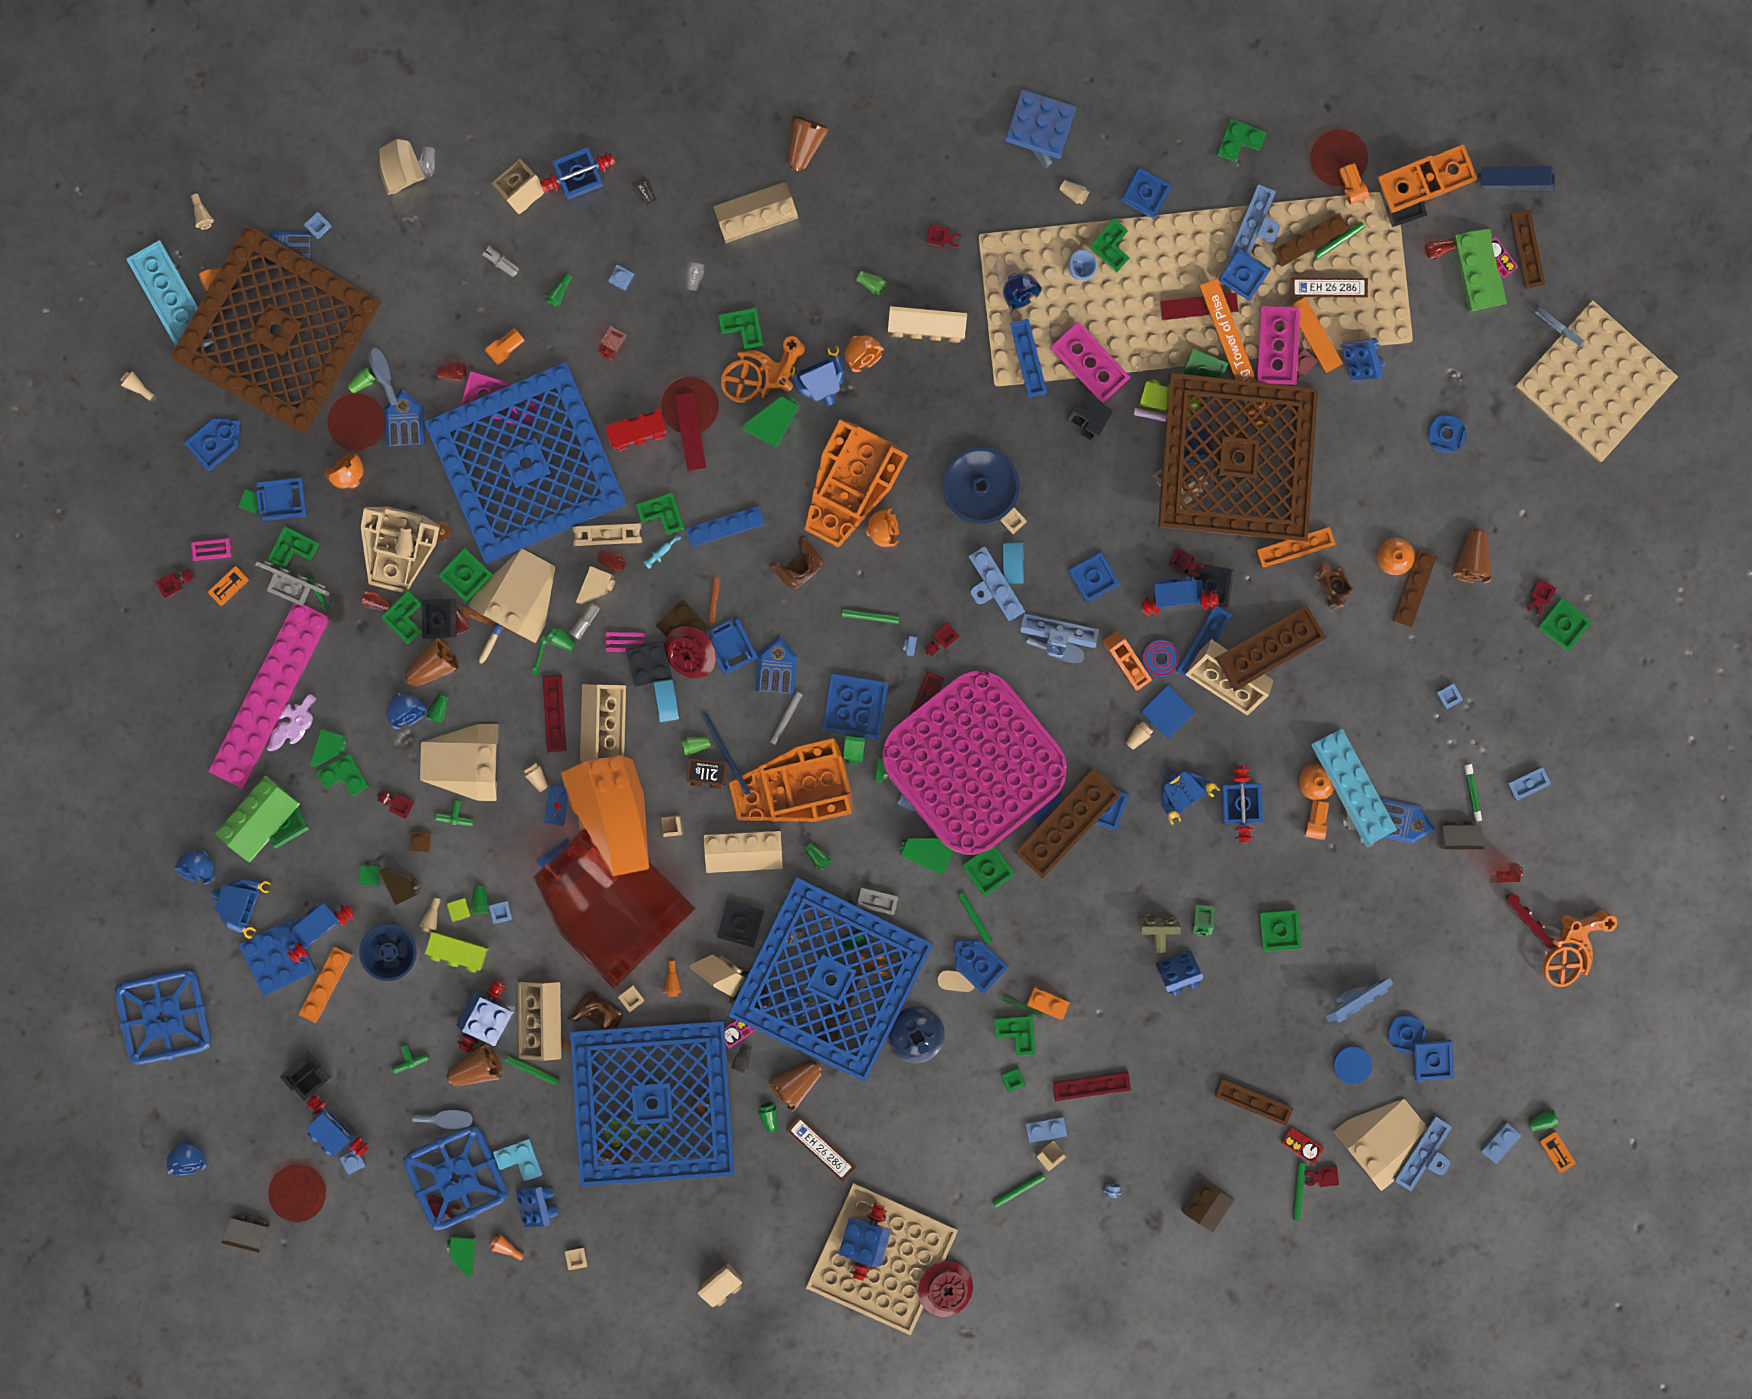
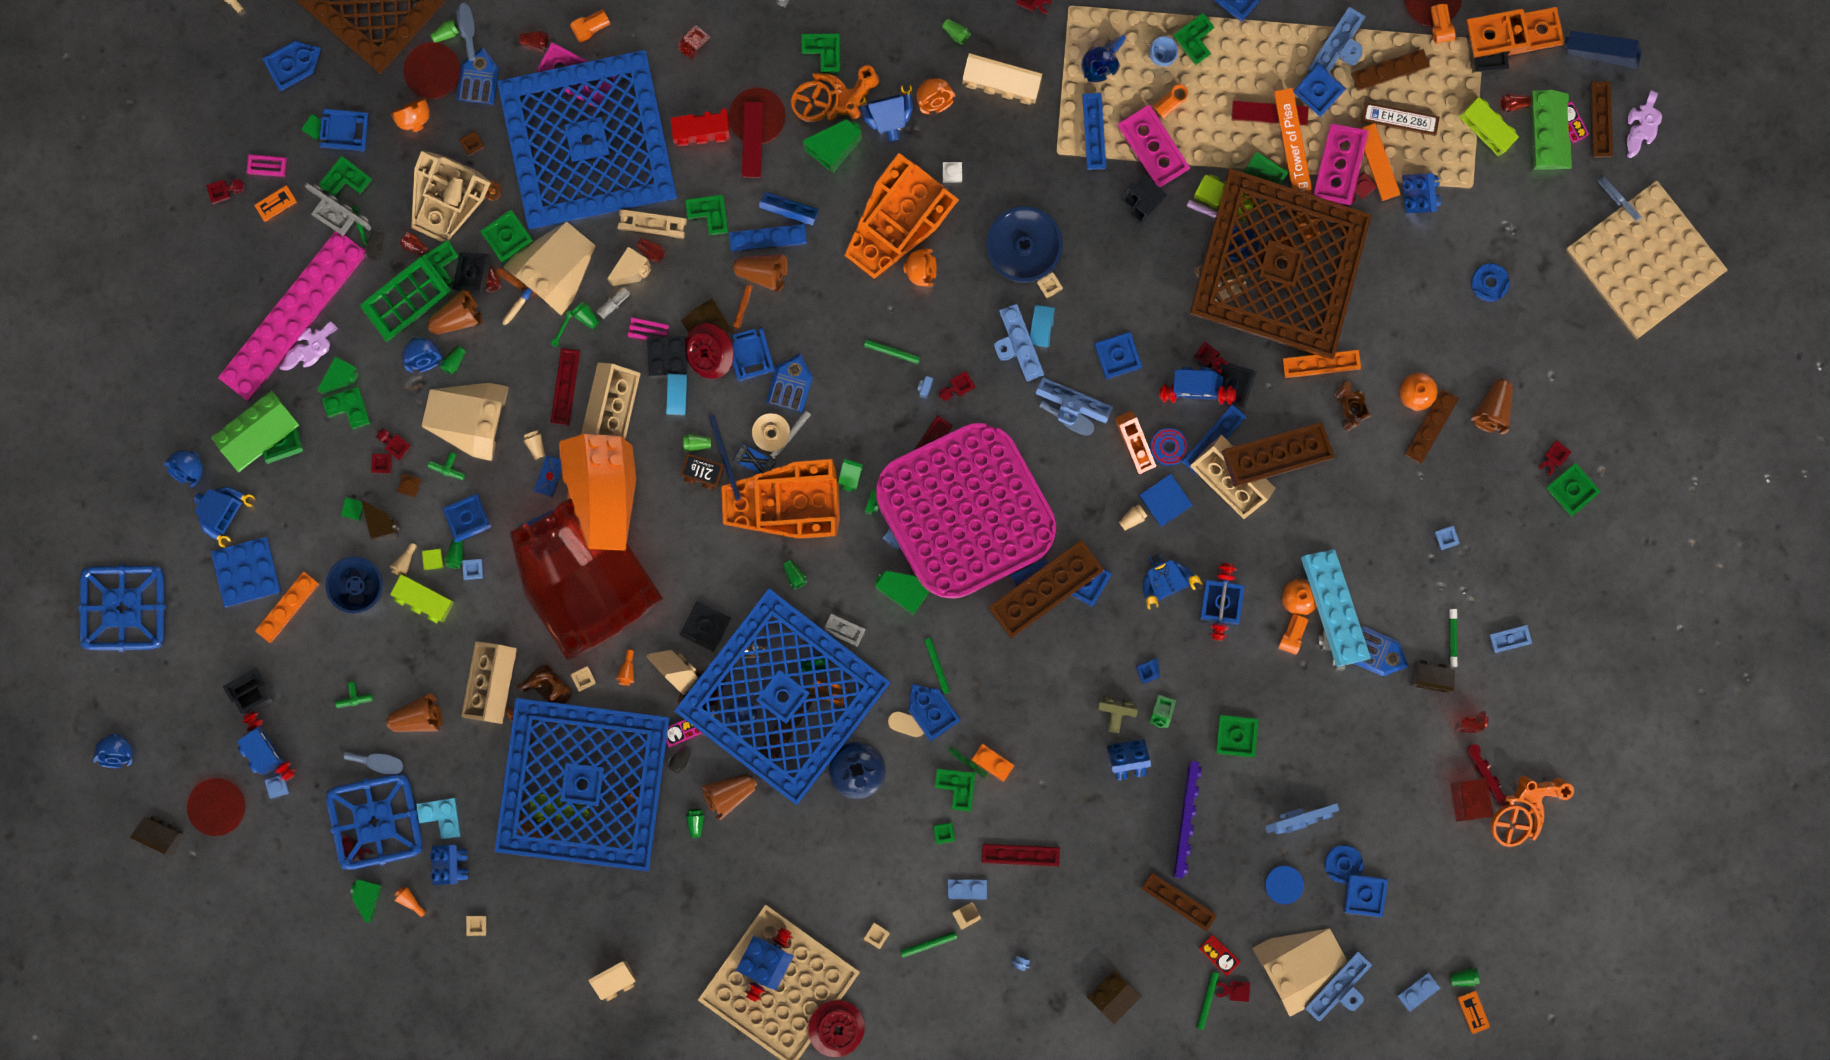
camera: 10 degrees right, 5 degrees down
(314, 926) = (288, 546): blue brick -> none
(354, 682) = (434, 277): none -> green piece
(388, 825) = (381, 463): none -> dark red tile
(411, 487) = (471, 143): none -> reddish brown tile
(483, 1018) = (434, 668): brick -> none
(484, 862) = (466, 517): none -> blue tile
(532, 1070) = (472, 731): green bar -> none
(661, 551) = (700, 250): medium azure piece -> none
(671, 826) = (657, 517): tan panel -> none
(727, 560) = (763, 270): none -> dark orange cone
(740, 493) = (789, 208): none -> blue plate
(743, 851) = (722, 555): tan slope -> none
(755, 750) = (753, 460): none -> tile
(757, 724) = (764, 425): none -> tan dish
(801, 567) = (833, 291): reddish brown hair -> none
(821, 1148) = (740, 864): tile -> none
(855, 706) = (860, 435): blue plate -> none
(895, 425) = (952, 171): none -> white plate
(967, 1192) = (876, 935): none -> tan plate
(988, 870) = (959, 620): green plate -> none
(1032, 267) = (1116, 43): none -> blue slope
(1098, 315) = (1170, 102): none -> orange piece
(1182, 882) = (1148, 671): none -> blue slope
(1248, 1031) = (1188, 812): none -> dark purple plate
(1339, 240) = (1419, 75): green bar -> none
(1418, 278) = (1488, 126): none -> lime brick
(1519, 949) = (1471, 800): none -> clear red slope
(1574, 250) = (1647, 129): none -> lavender piece

